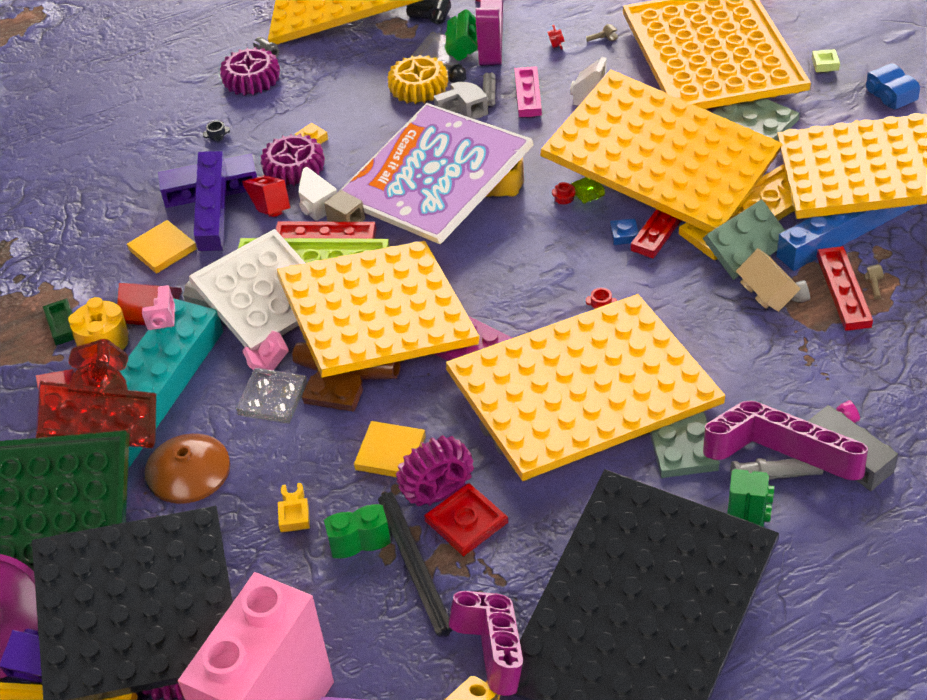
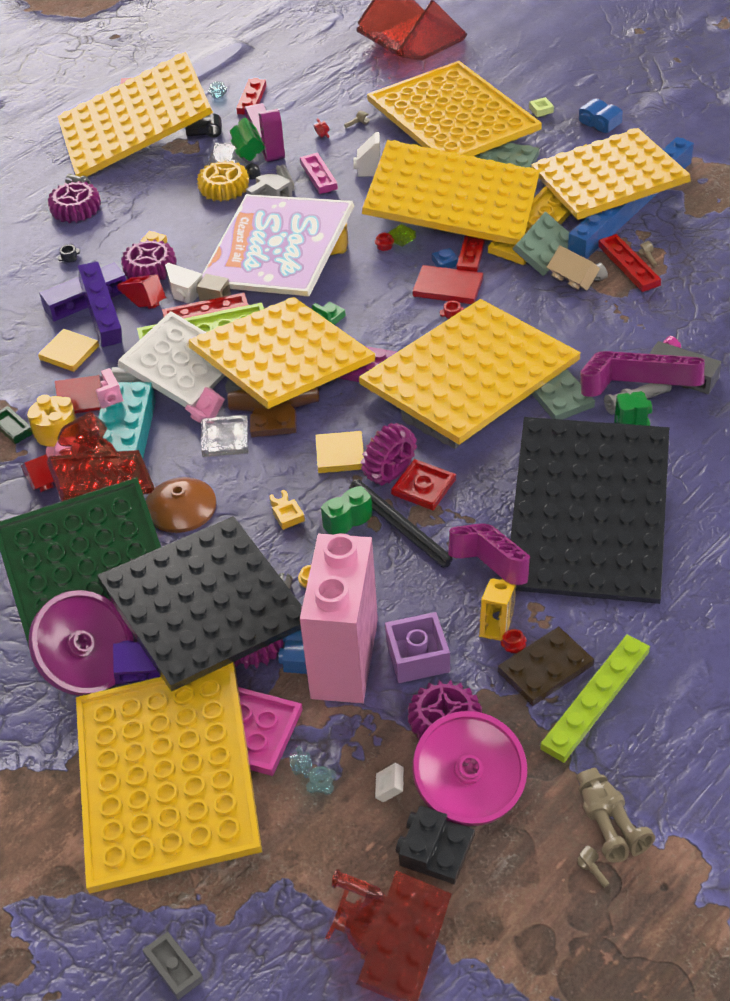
camera: 20 degrees left, 0 degrees up
(459, 270) = (330, 312): none -> green bracket
(612, 265) = (448, 284): none -> tile

